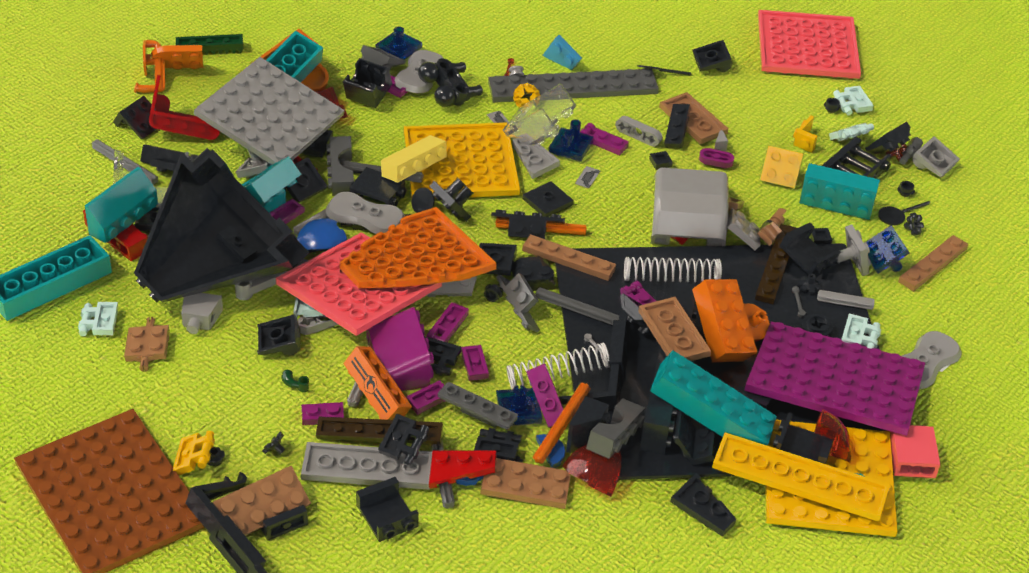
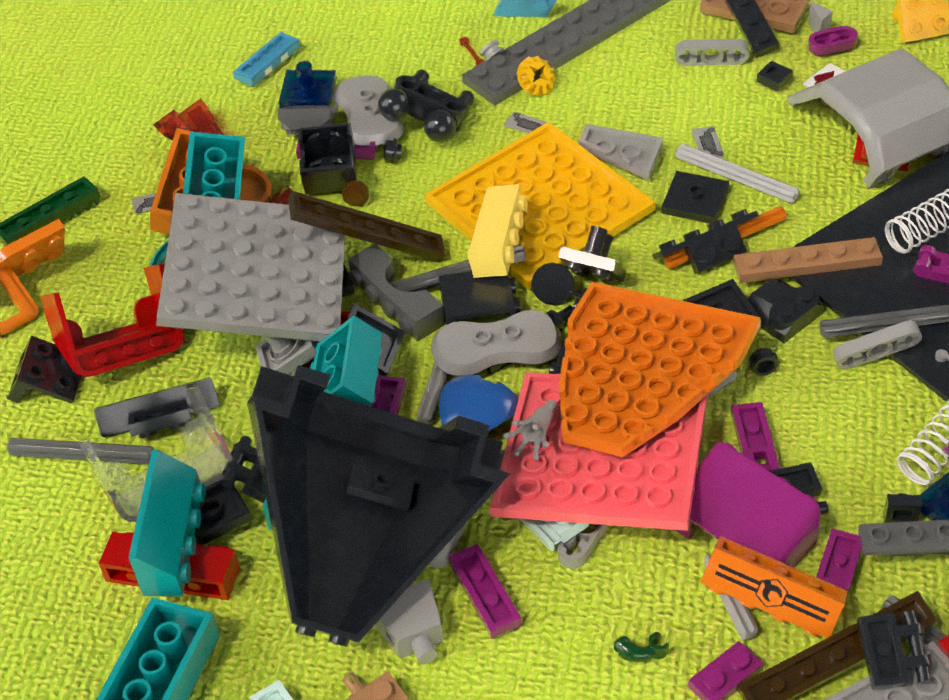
camera: 25 degrees left, 5 degrees up
(247, 317) = (485, 591): none -> magenta plate
(279, 336) = (560, 593): black slope -> none
(325, 35) = (195, 118): none -> clear red brick
(331, 253) = (534, 428): none -> light grey piece
(346, 122) = (365, 226): none -> dark brown plate
(370, 109) = (355, 193): none -> reddish brown plate
(393, 19) = (266, 59): none -> dark azure plate
(411, 97) = (392, 150): none -> black plate
(475, 362) = (845, 474): magenta plate -> none
(485, 390) = (902, 508): none -> black plate
(521, 297) = (813, 345): dark grey bracket -> none
(539, 117) = (589, 94): clear windscreen -> none
(568, 314) = (877, 344): none -> light grey beam
(571, 142) = (651, 107): clear blue plate -> none
(584, 199) = (737, 173): none -> axle
(605, 140) = (678, 84): magenta plate -> none

